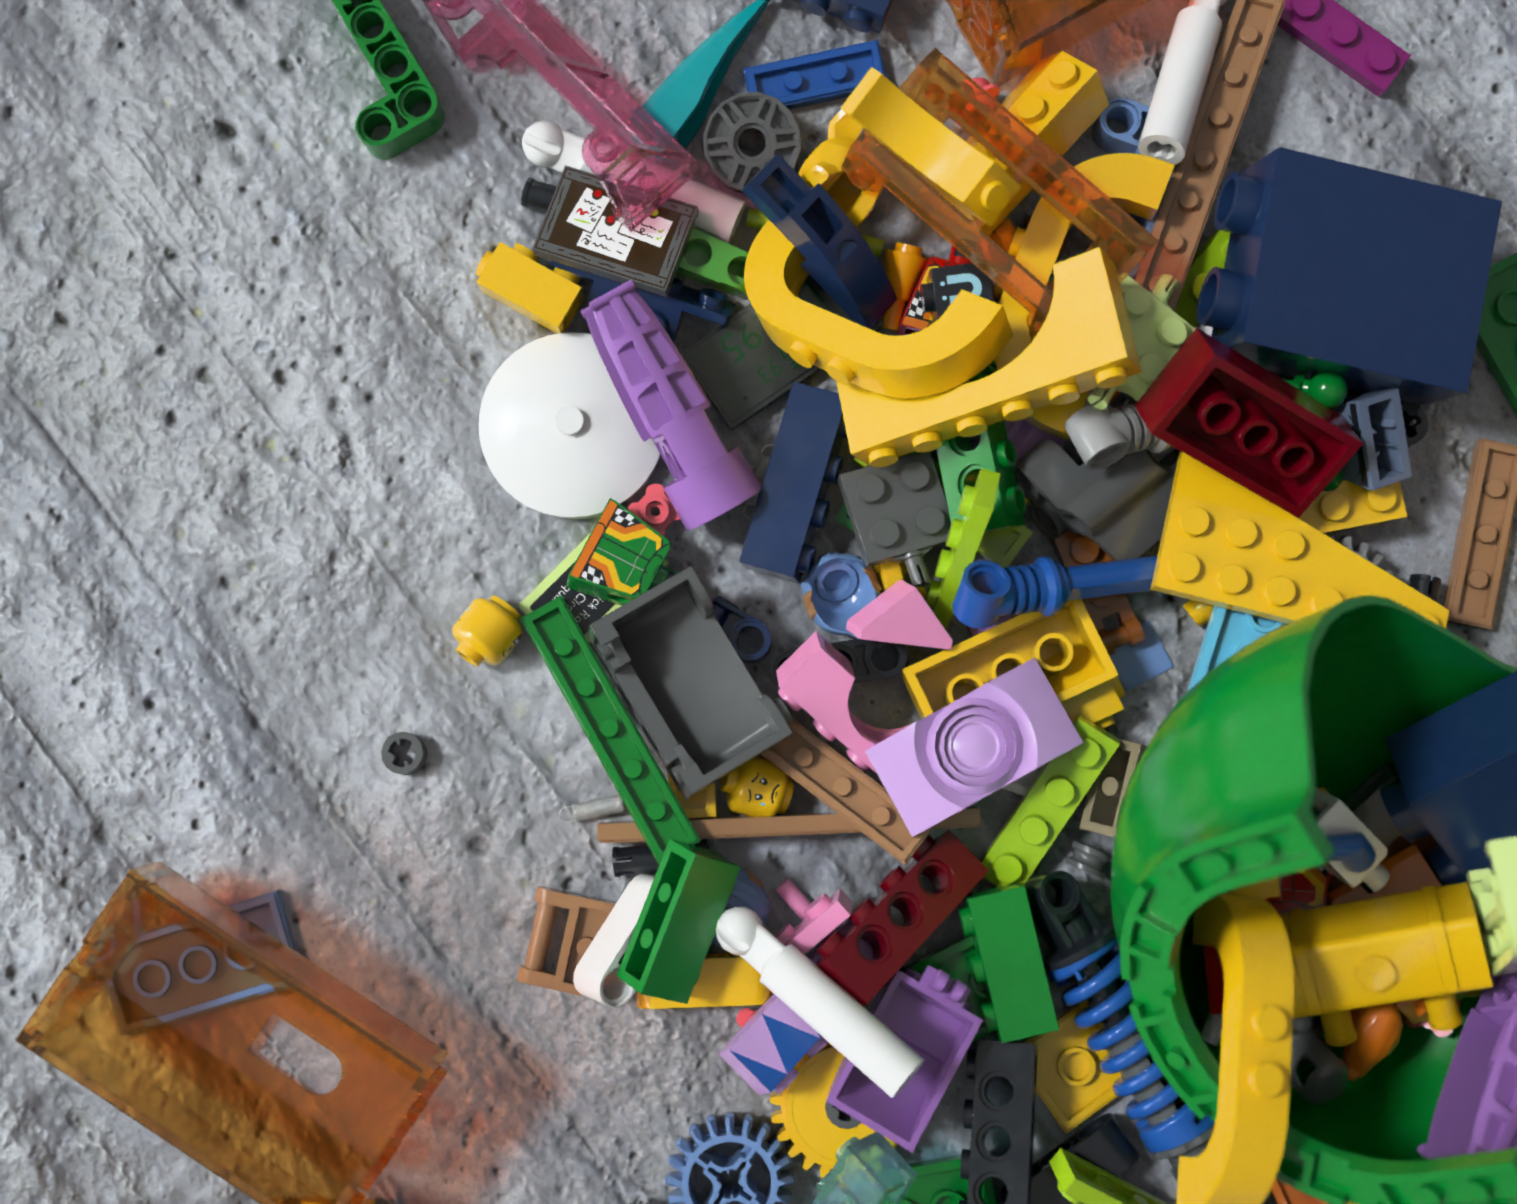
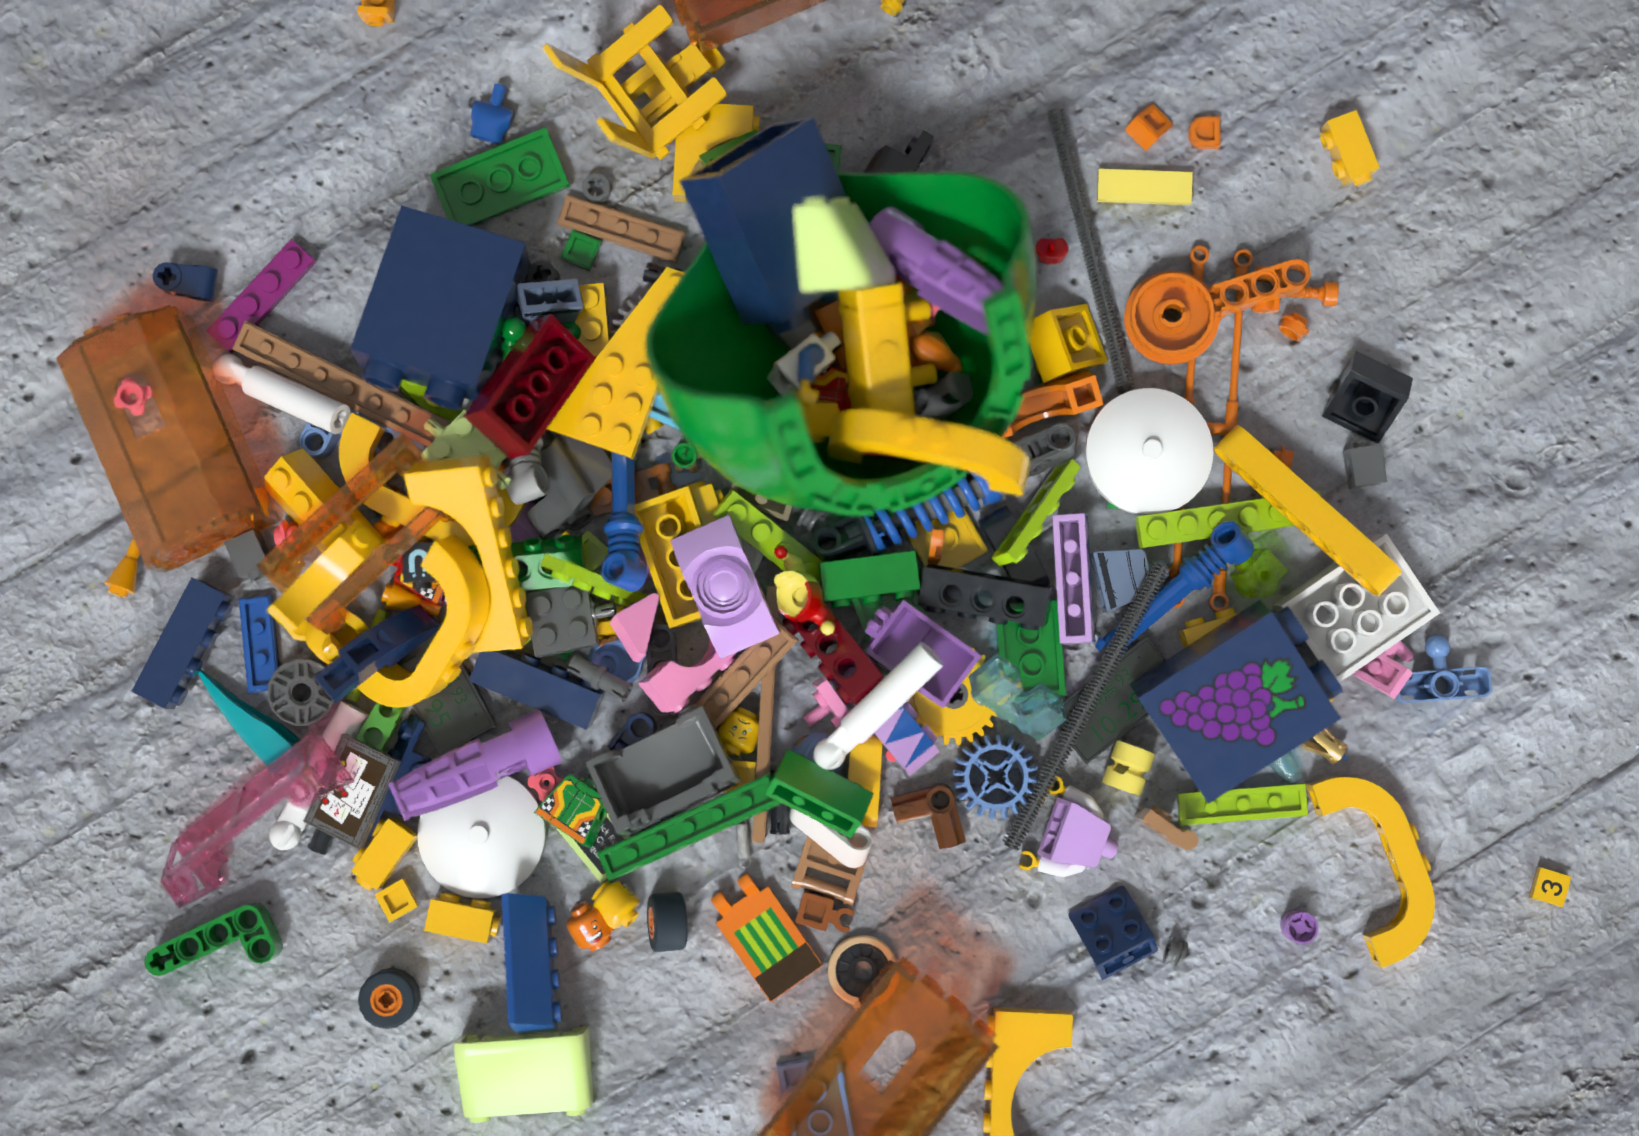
camera: 80 degrees left, 0 degrees up
(229, 525) = (524, 1074): none -> yellowish green windscreen
(335, 330) = (400, 993): none -> black wheel
(387, 516) = (530, 964): none -> blue slope
(391, 759) = (695, 978): dark grey bush -> none
(443, 980) = (847, 955): none -> black wheel
(445, 411) = (462, 920): none -> yellow brick
(450, 595) = (588, 927): none -> orange head
(458, 857) = (765, 938): none -> tile
(465, 314) = (397, 900): none -> yellow plate
(469, 710) = (667, 921): none -> black wheel
(504, 931) = (818, 911): none -> dark orange plate
(659, 1107) = (944, 818): none -> reddish brown piece
(818, 574) = (600, 677): none -> dark grey pin
(948, 34) = (246, 553): none -> dark grey brick
(975, 862) = (800, 593): none -> piece
(1076, 1055) = (935, 546): none -> orange tile
(1158, 665) = (684, 457): none -> green piece
(1444, 478) = (581, 250): none -> green tile

